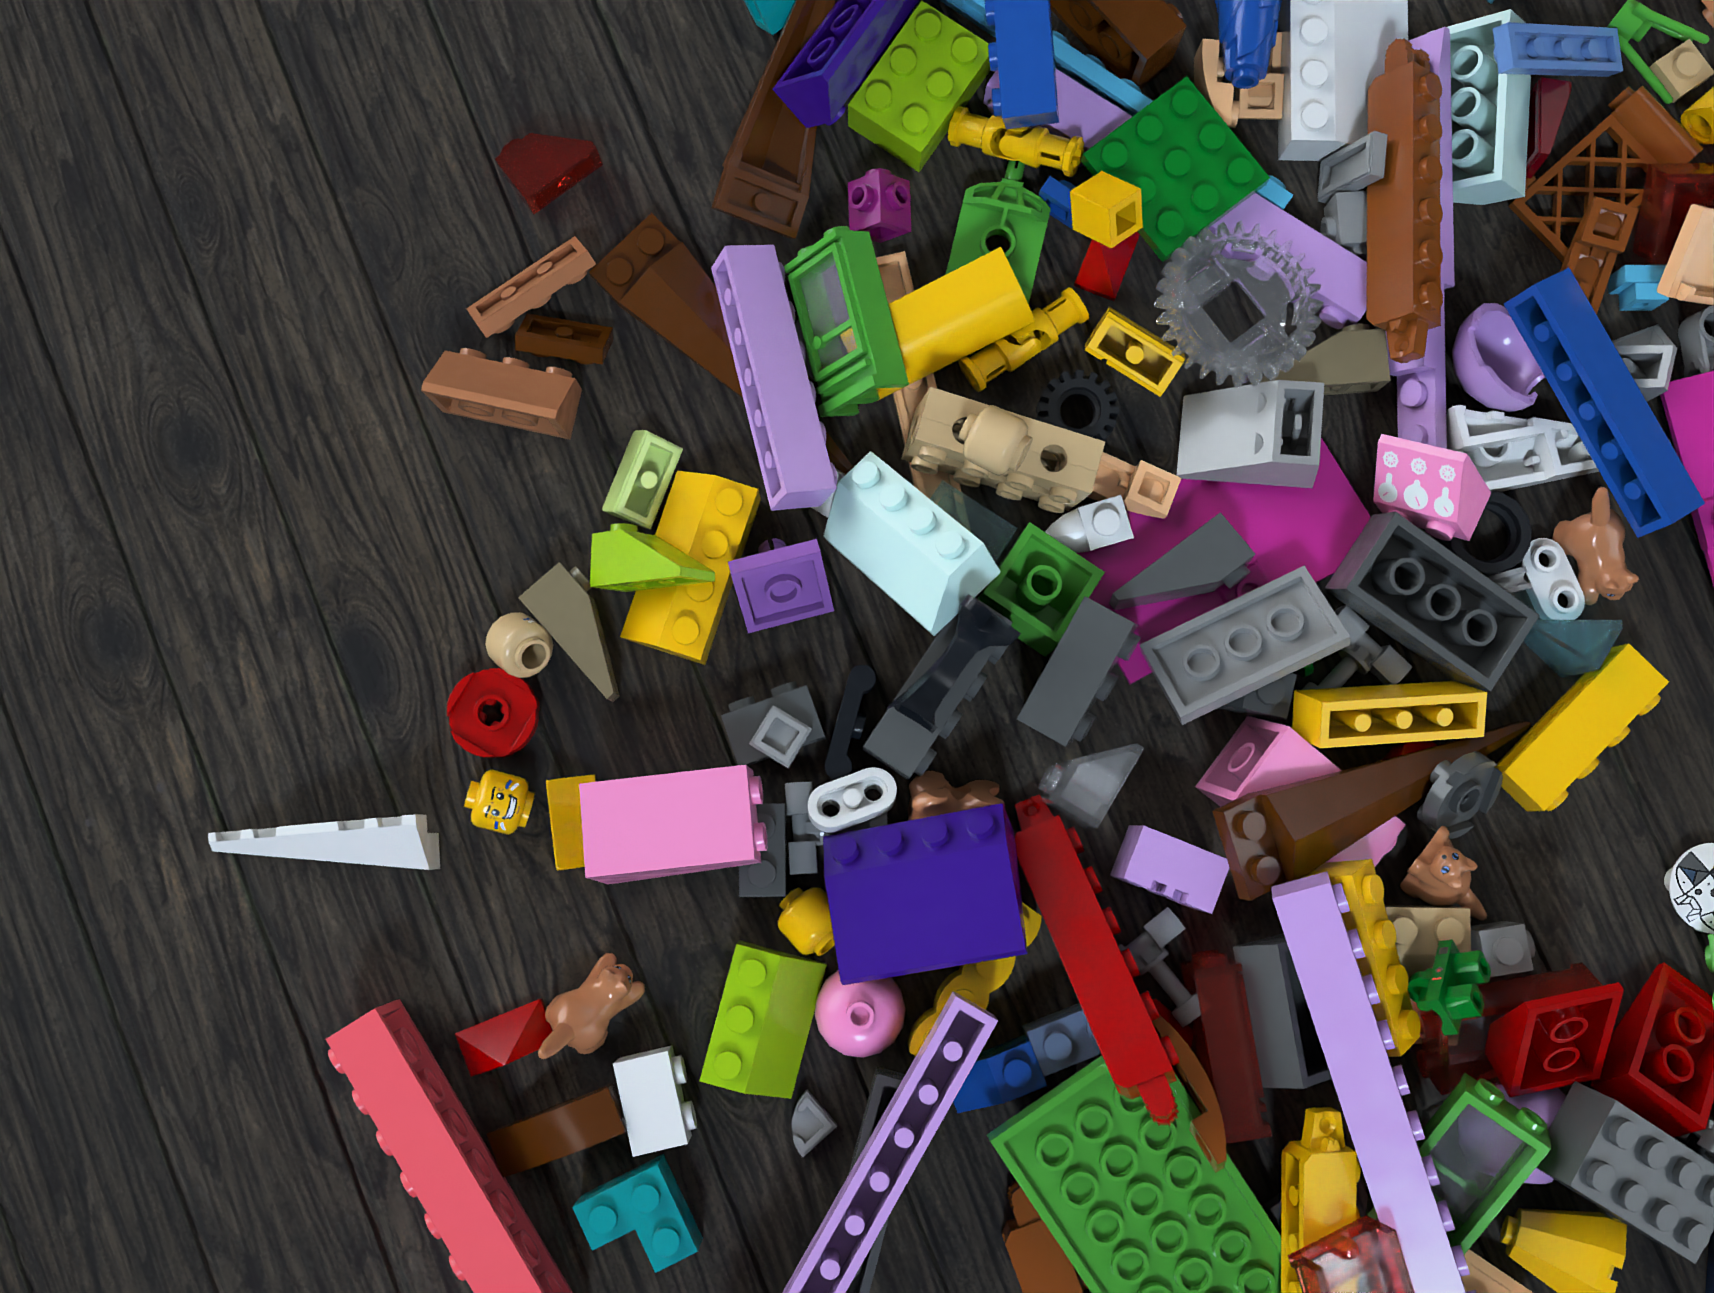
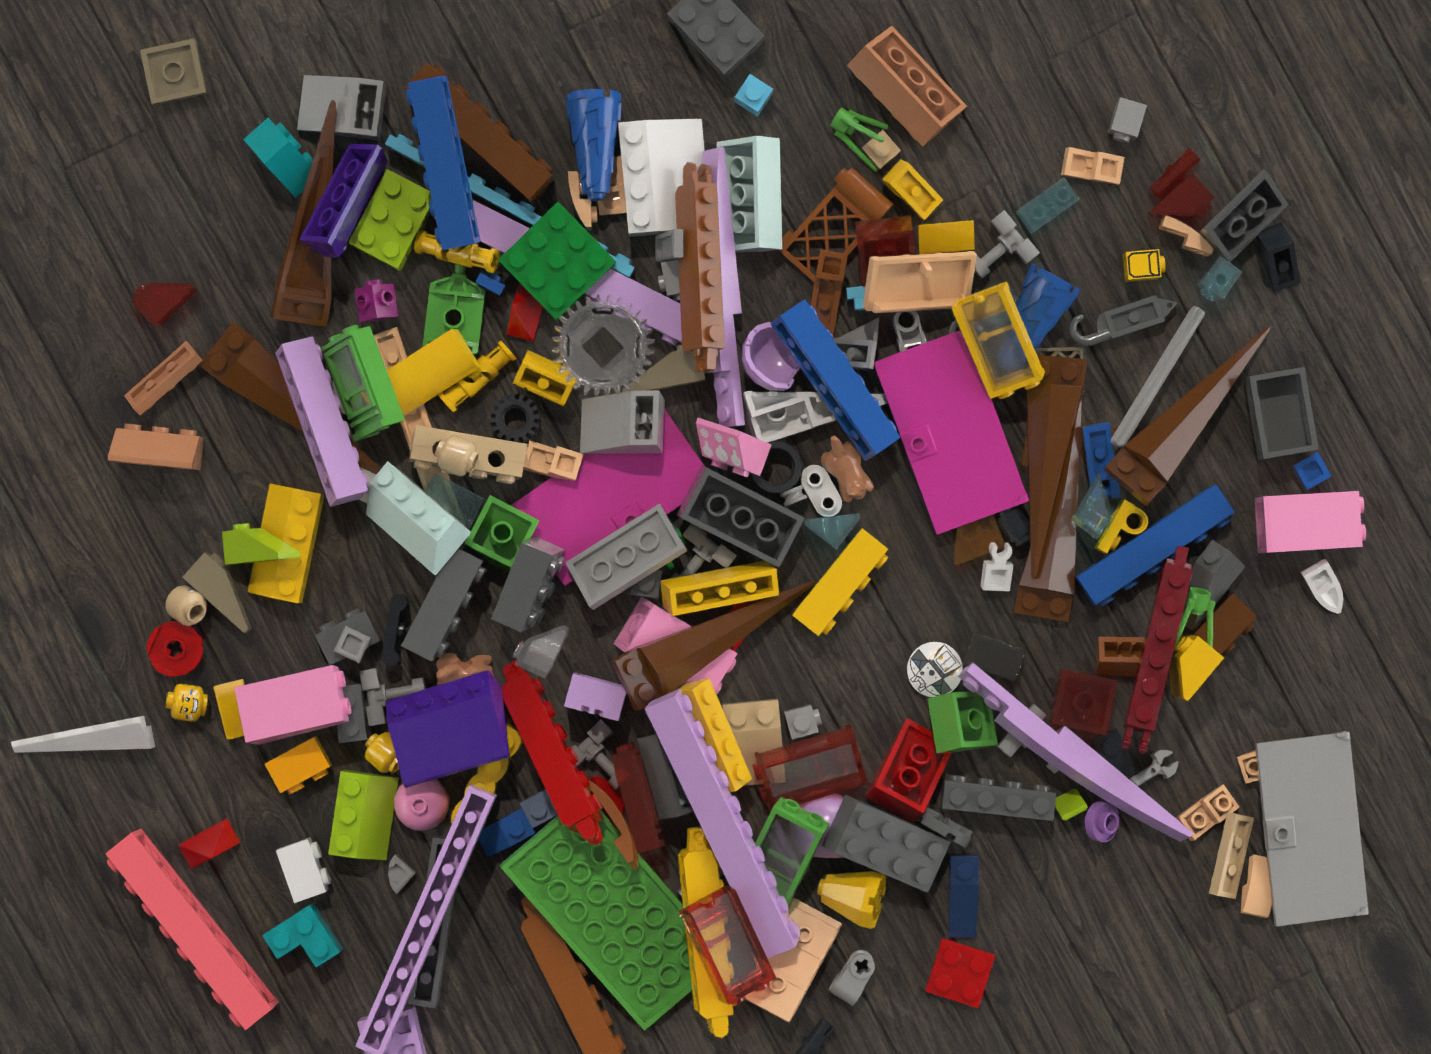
camera: 10 degrees left, 5 degrees up
(558, 1131) = (247, 894): reddish brown slope -> none
(564, 339) = (188, 409): reddish brown plate -> none
(583, 1014) = (255, 823): nougat animal -> none
(642, 478) = (248, 491): yellowish green slope -> none
(668, 925) = (298, 765): none -> light orange brick
(781, 584) = (342, 550): medium lavender tile -> none
(849, 797) = (399, 676): white plate -> none
(975, 631) = (459, 568): black animal -> none
(1093, 526) = (530, 491): white plate -> none
(1106, 209) = (515, 295): yellow brick -> none
(1193, 567) = (595, 509): dark grey slope -> none
(1443, 876) = (764, 680): nougat animal -> none
(1451, 985) = (763, 746): green hips -> none
(1459, 792) = (768, 631): dark grey plate -> none
(1546, 111) = (791, 192): dark red slope -> none
(1553, 1040) = (825, 771): red slope -> none
(1557, 50) = (791, 156): medium blue plate -> none

